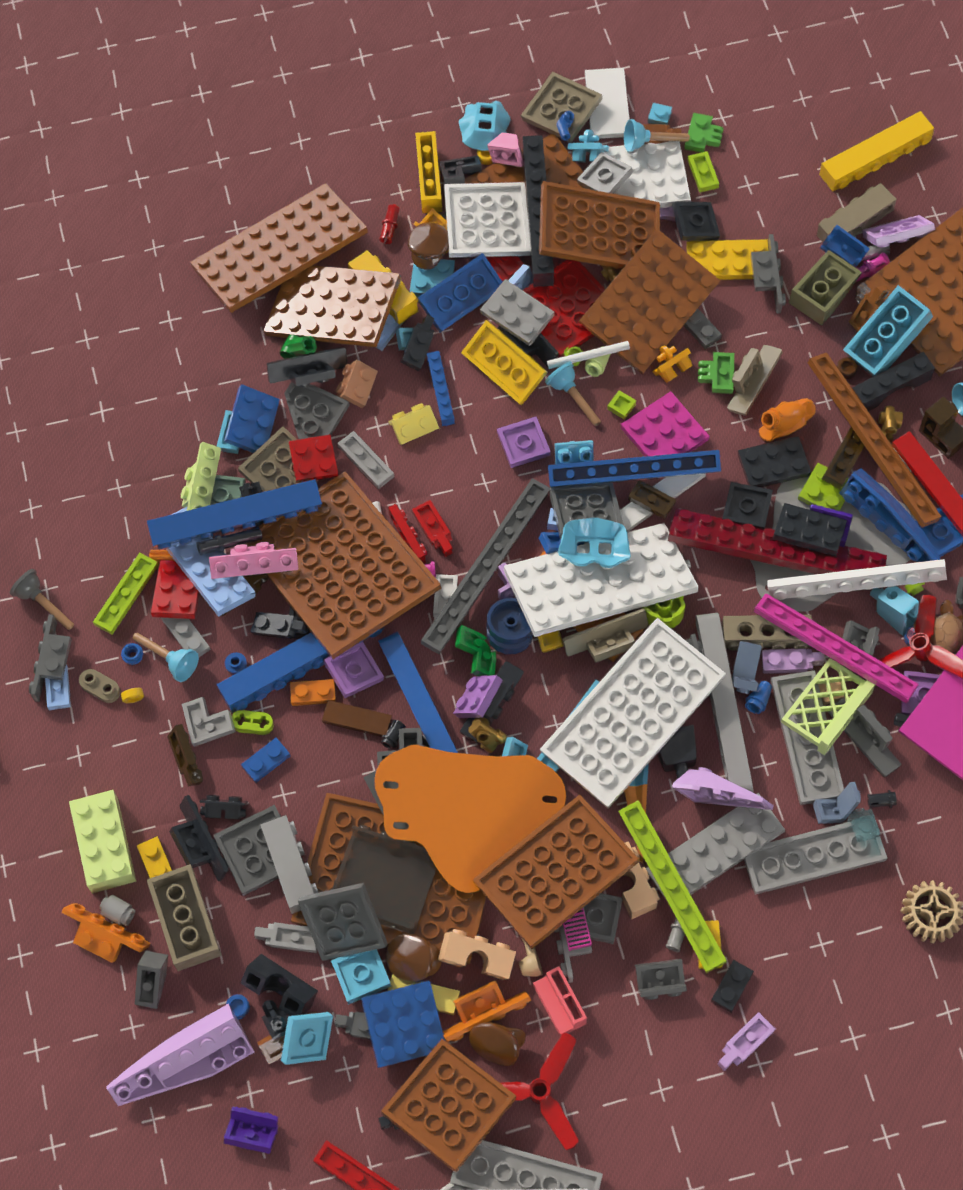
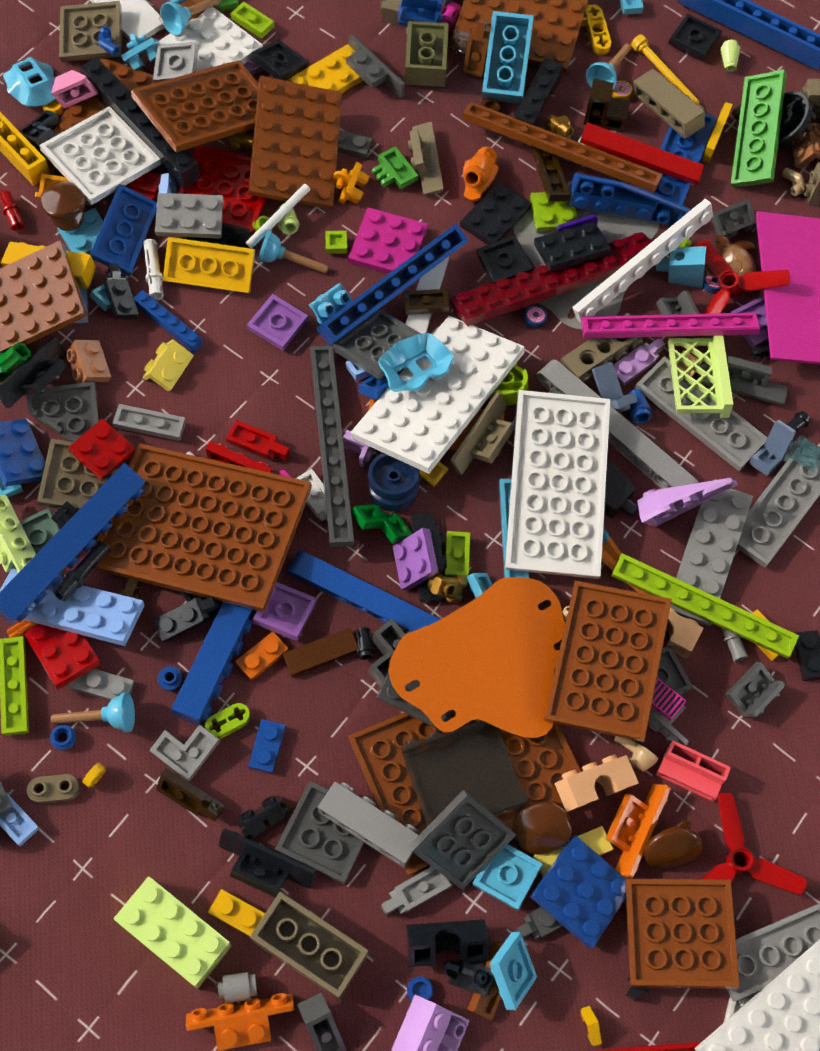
camera: 45 degrees left, 0 degrees up
(253, 560) = (120, 572): bright pink bracket -> none
(335, 1121) = (592, 1025): none -> yellow tile
(457, 344) = (153, 276): none -> white pin
(516, 715) = (457, 553): none -> lime plate
(736, 568) = (535, 316): none -> tile

